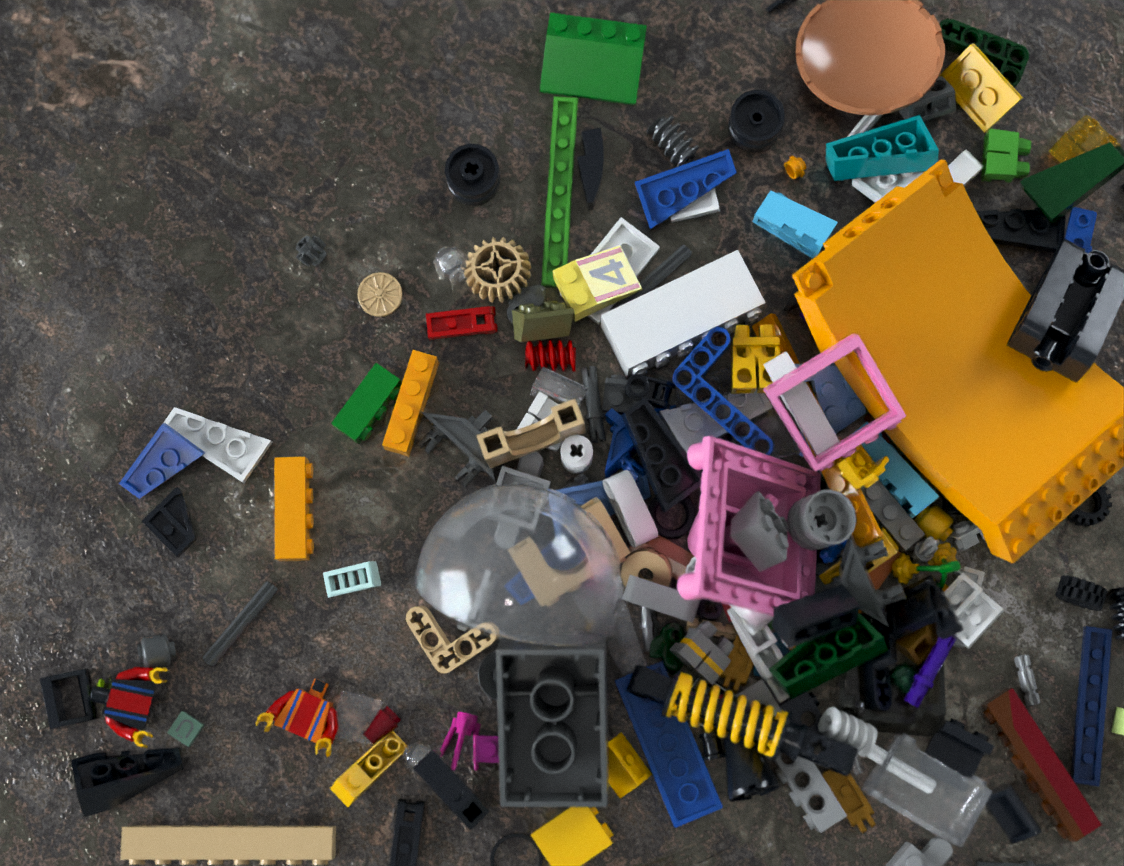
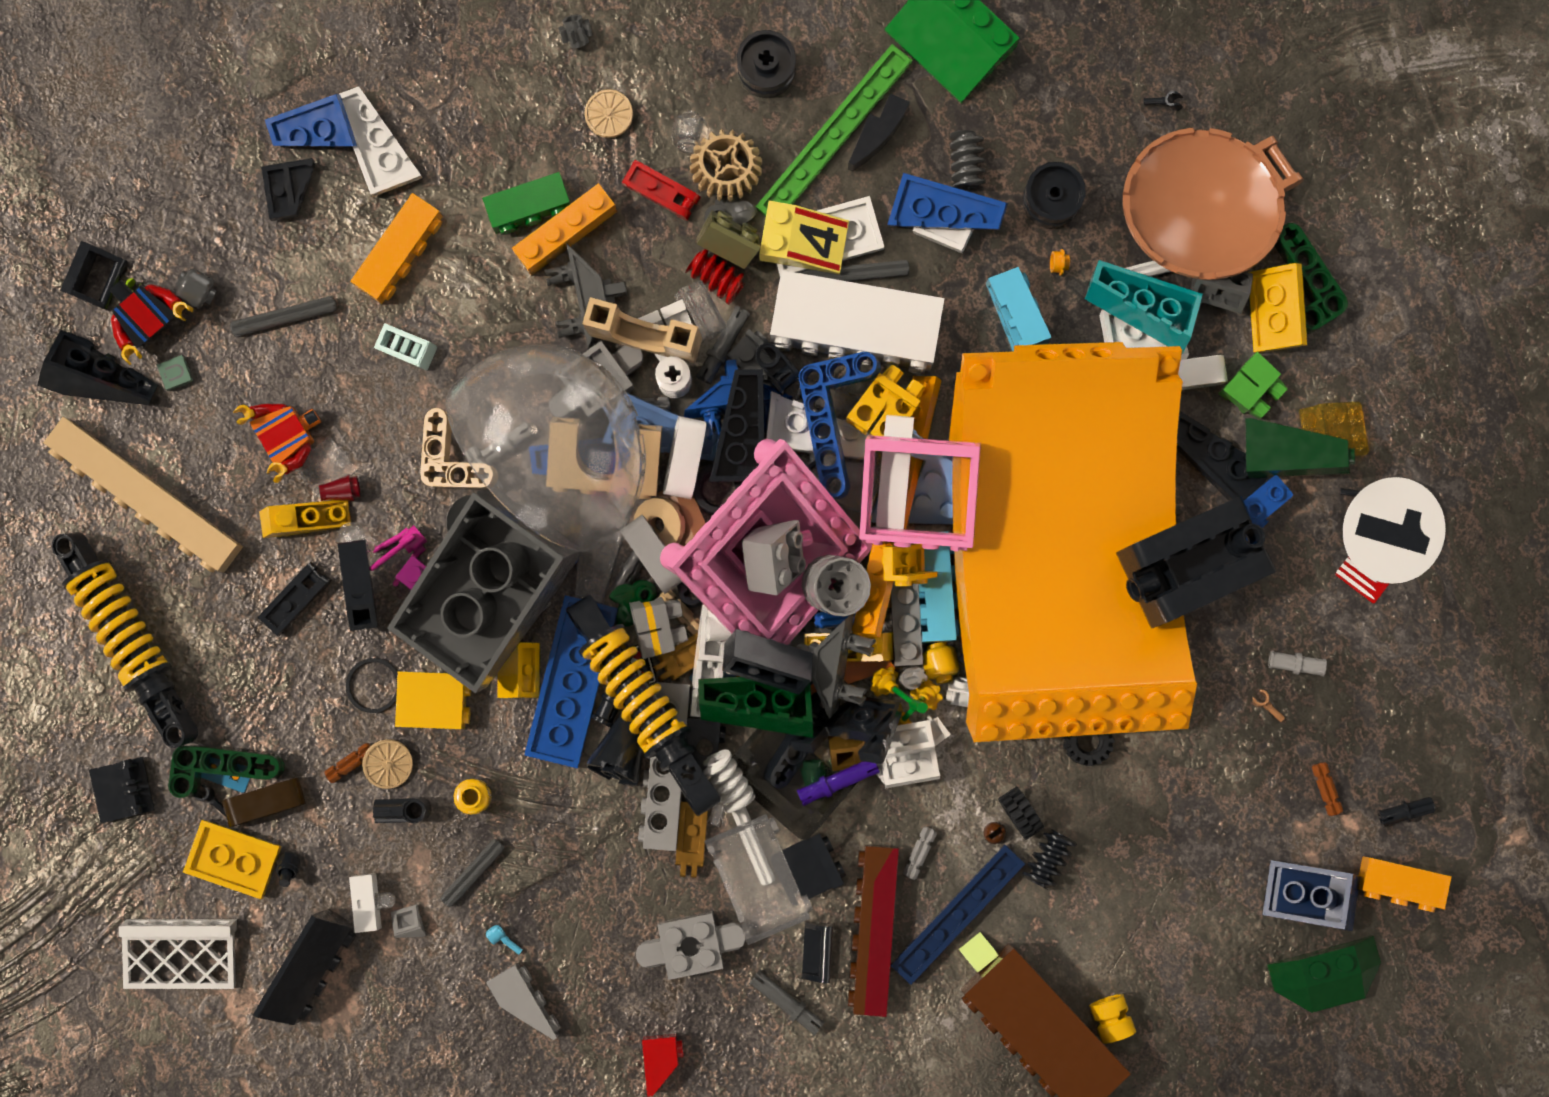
camera: 35 degrees right, 5 degrees up
(1065, 621) = (990, 828): none -> reddish brown hinge

